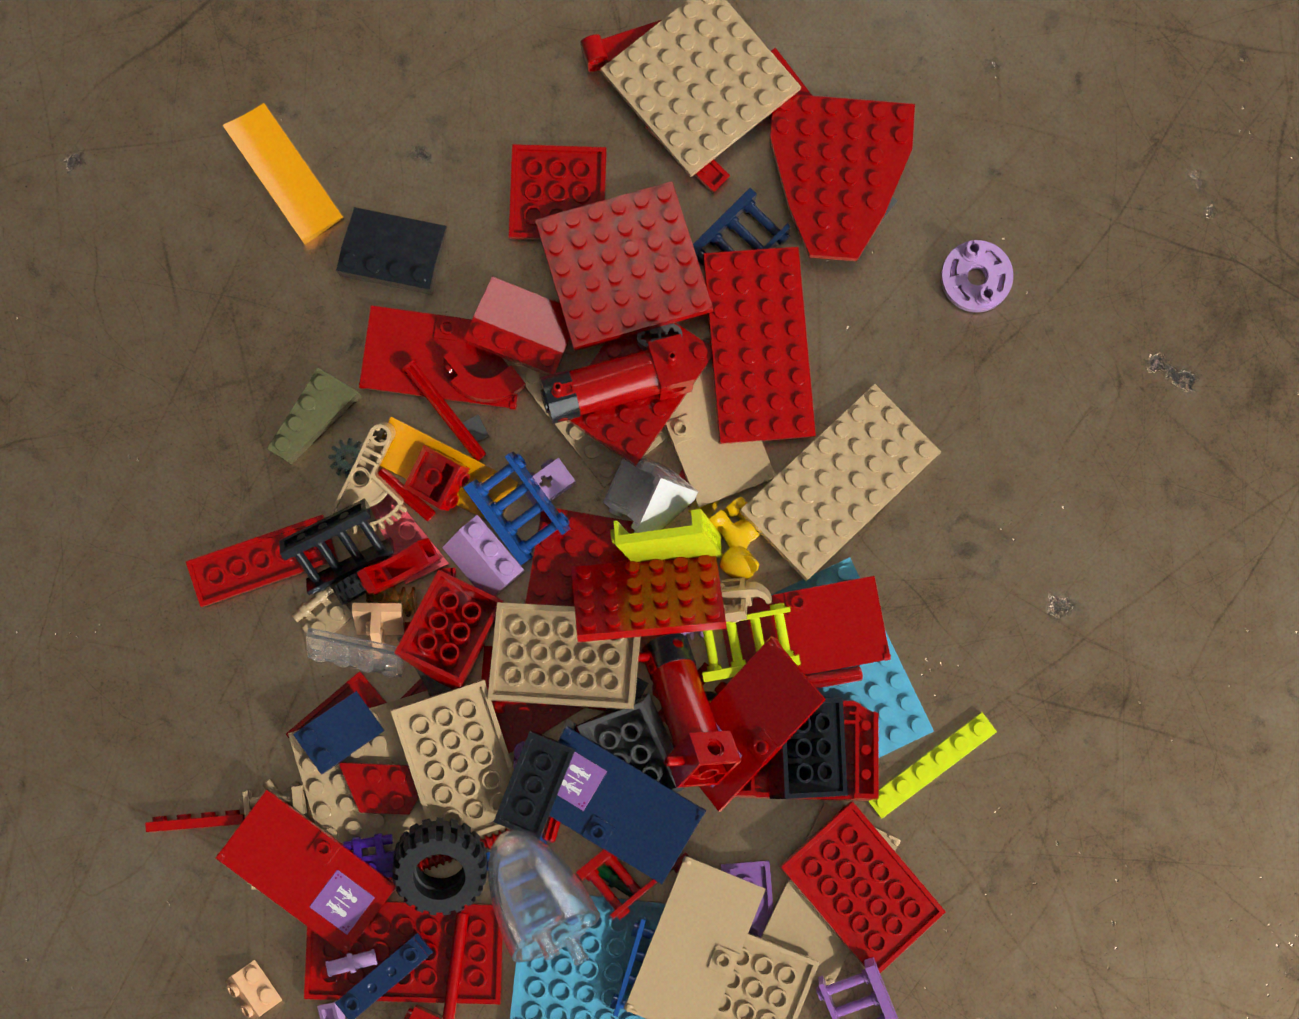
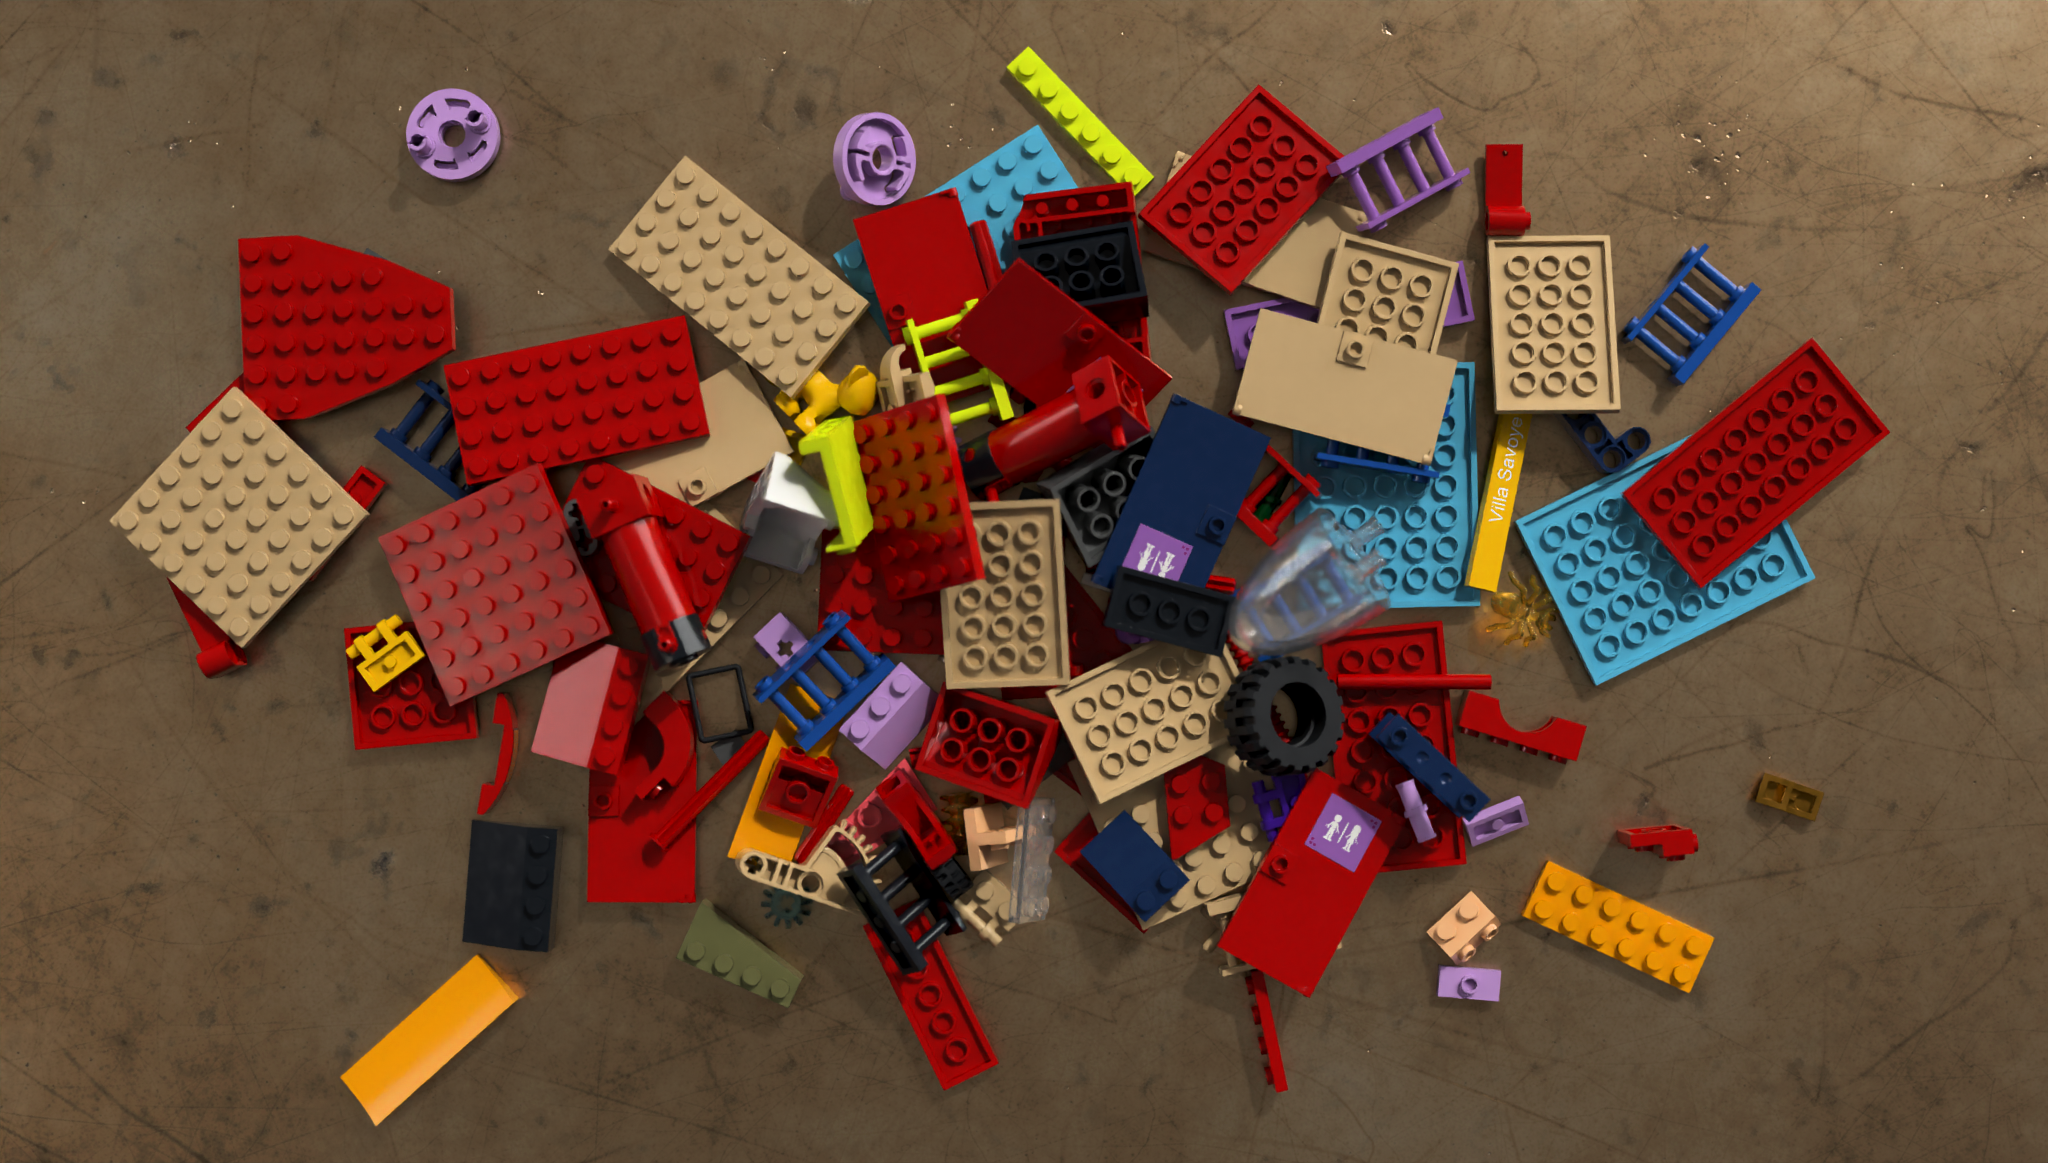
camera: 90 degrees left, 5 degrees up
(209, 988) = (1468, 983): none -> lavender plate
(510, 406) = (749, 730): none -> black piece
(522, 262) = (505, 715): none -> red slope
(577, 180) = (391, 660): none -> yellow plate
(920, 582) = (854, 162): none -> lavender piece

